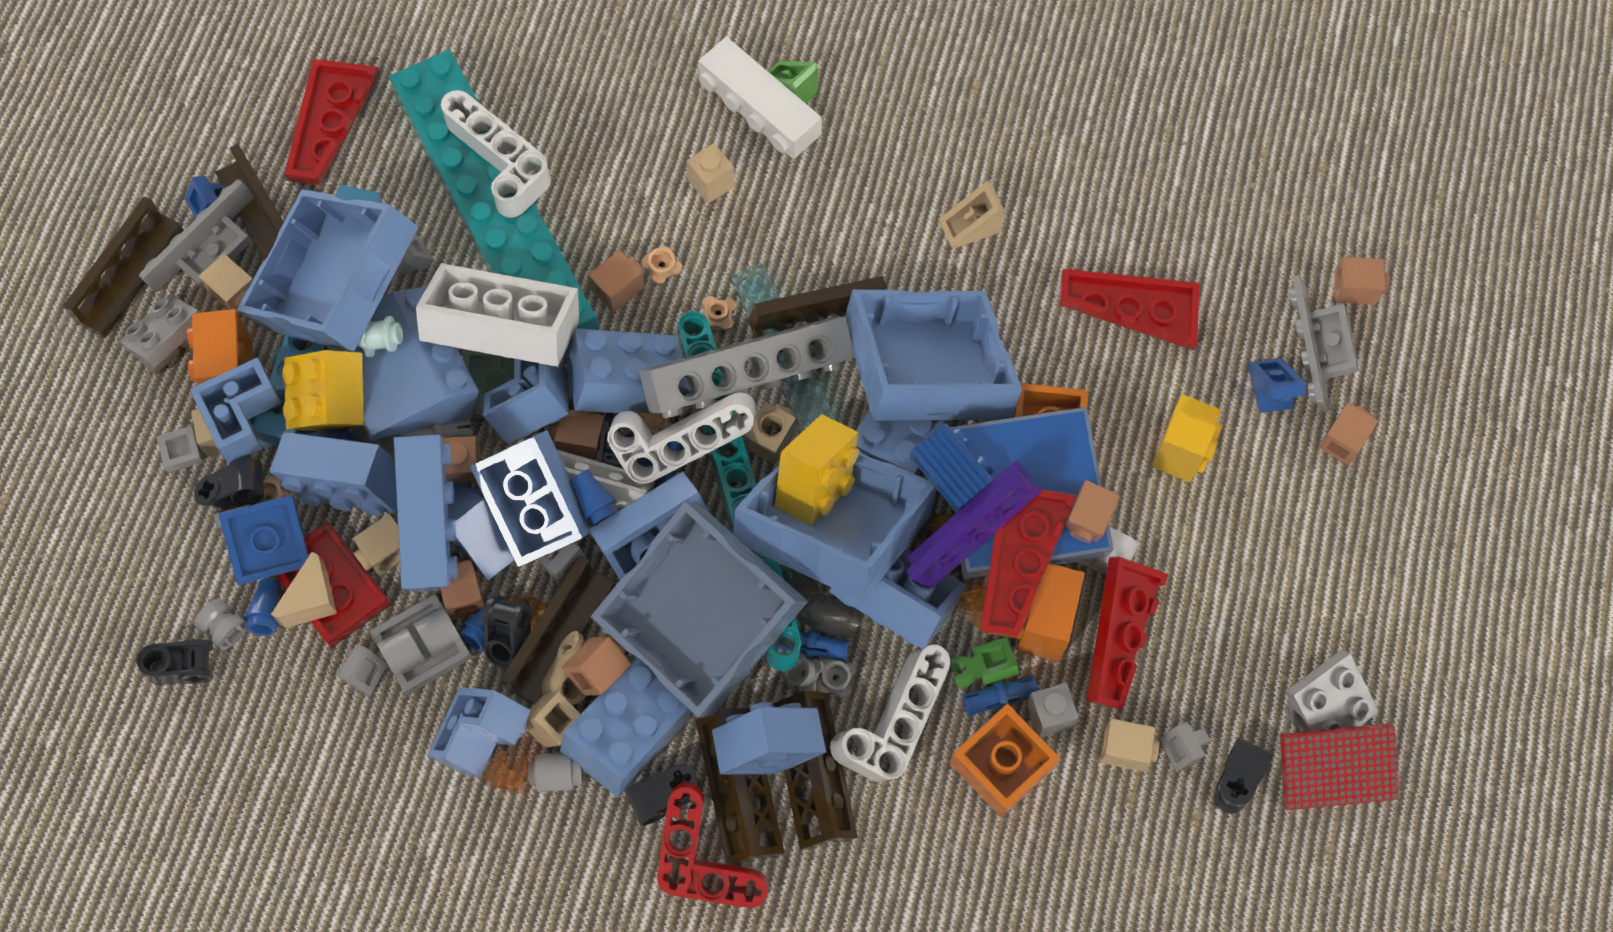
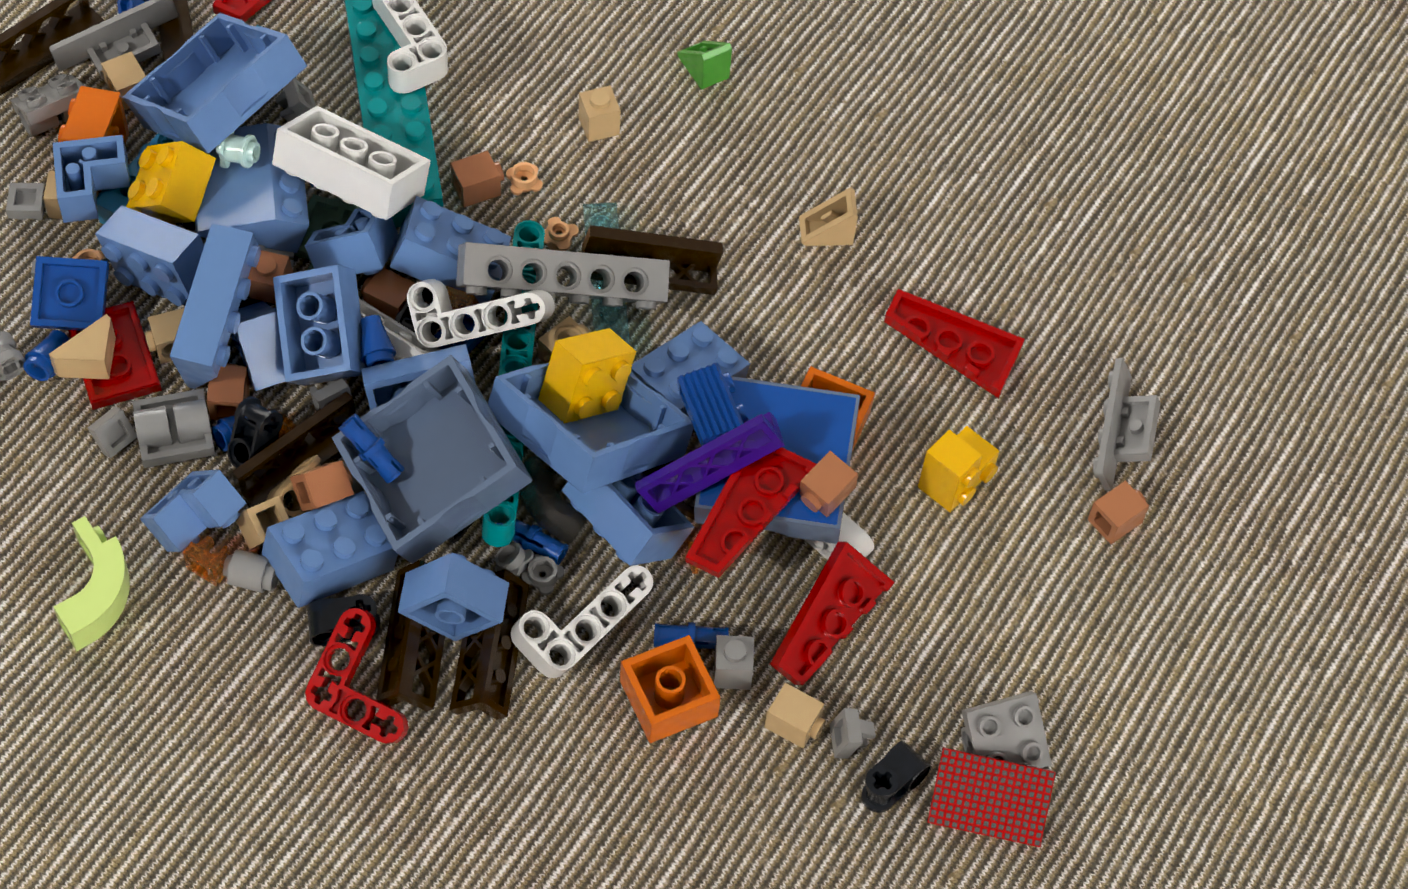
camera: 15 degrees right, 10 degrees down
(232, 486) = (60, 240): black piece -> none
(423, 846) = (103, 599): none -> yellowish green arch
(635, 617) = (371, 448): none -> blue pin
(759, 98) = (670, 63): white brick -> none
(931, 355) = (736, 315): medium blue tile -> none
(990, 661) = (691, 605): bright green plate -> none
(1051, 613) = (763, 574): orange brick -> none
(1275, 384) = (1063, 451): blue slope -> none
(1360, 280) = (1184, 383): nougat brick -> none

